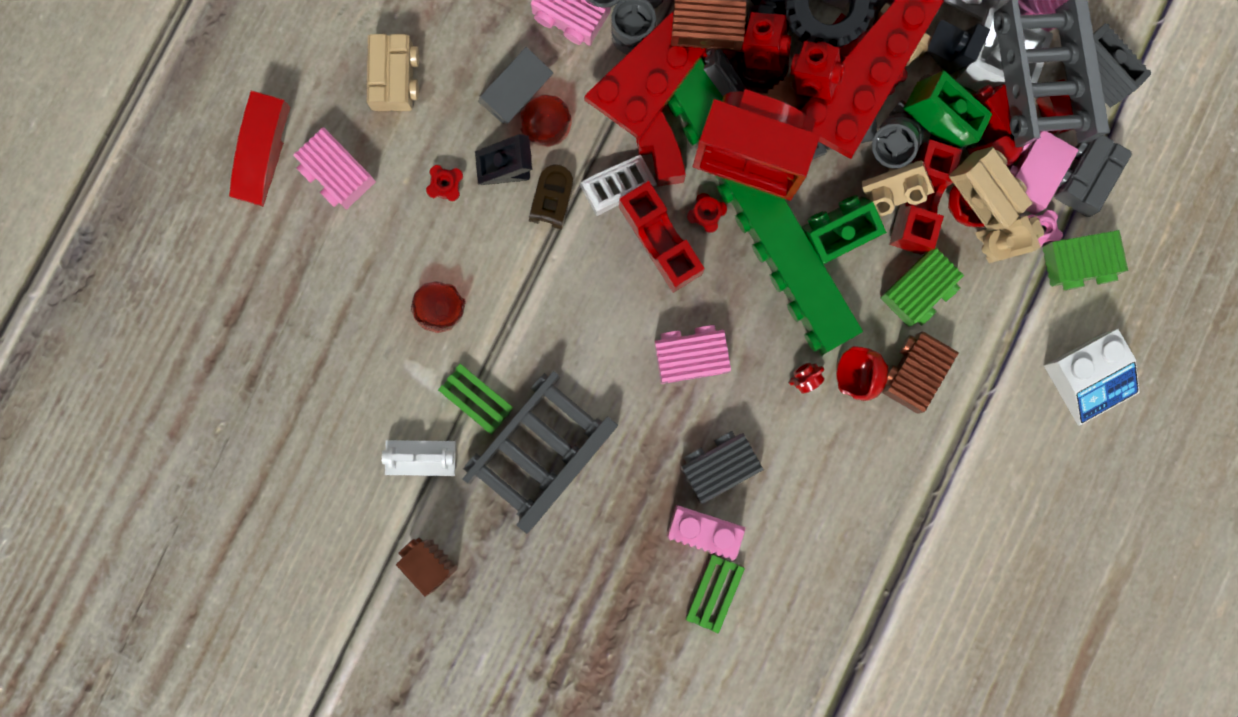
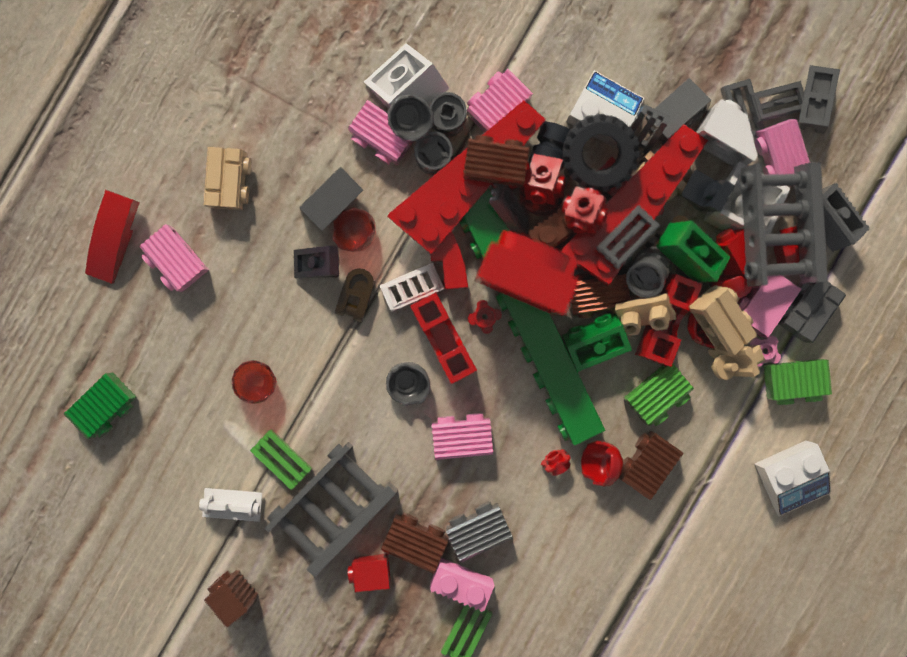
camera: 15 degrees right, 5 degrees up
(256, 349) = (100, 406): none -> green brick
(448, 192) = (270, 283): red plate -> none
(592, 527) = (370, 573): none -> red brick
(622, 295) = (408, 383): none -> dark grey hair
(645, 486) = (415, 542): none -> copper brick
(836, 174) = (595, 296): none -> copper brick
(852, 118) = (609, 255): none -> dark grey tile

